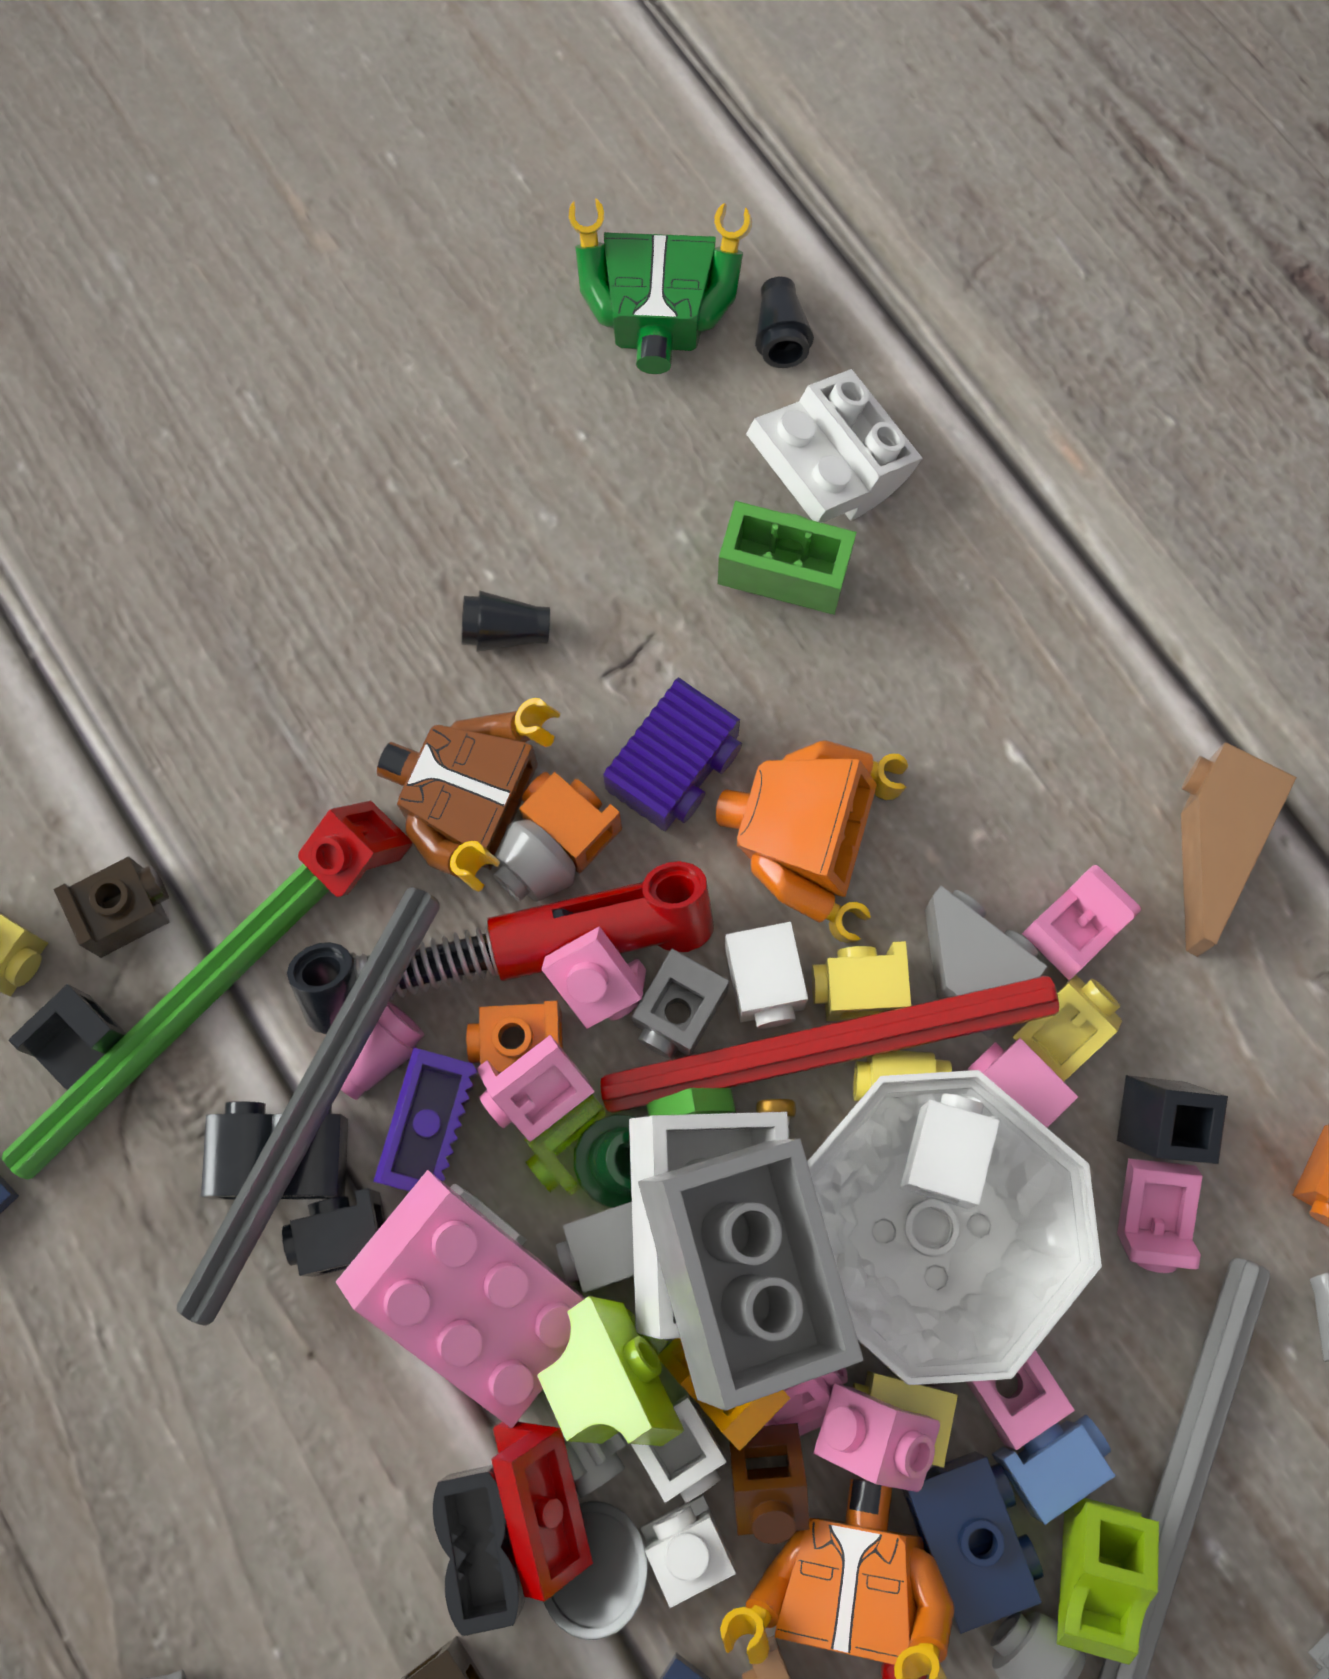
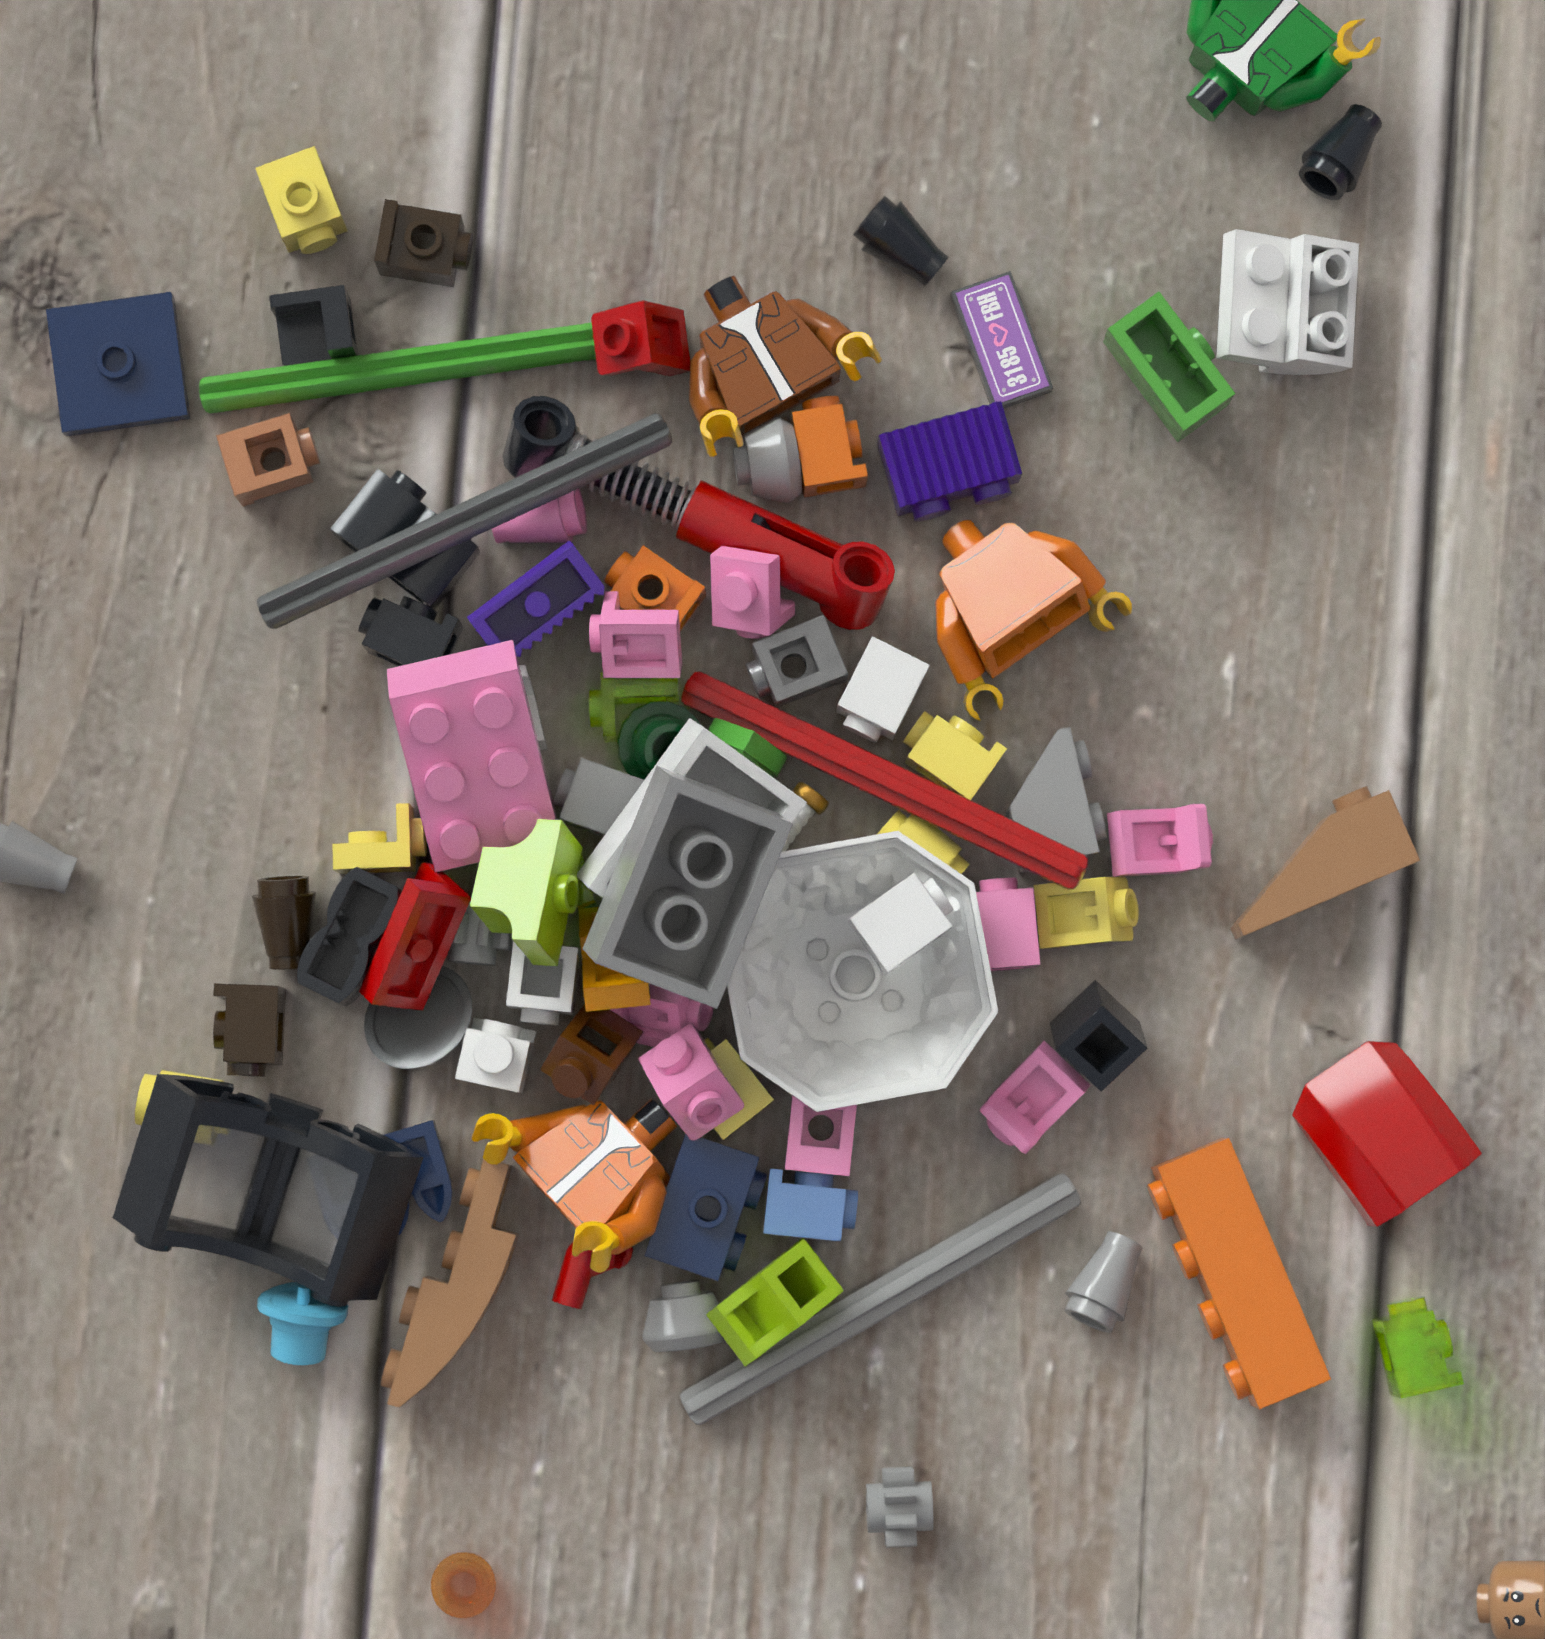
camera: 30 degrees right, 10 degrees up
(83, 1180) = (247, 448): none -> nougat brick
(407, 1574) = (285, 918): none -> dark brown cone
(445, 1451) = (375, 855): none -> light yellow bracket
(639, 639) = (1001, 340): none -> medium lavender tile

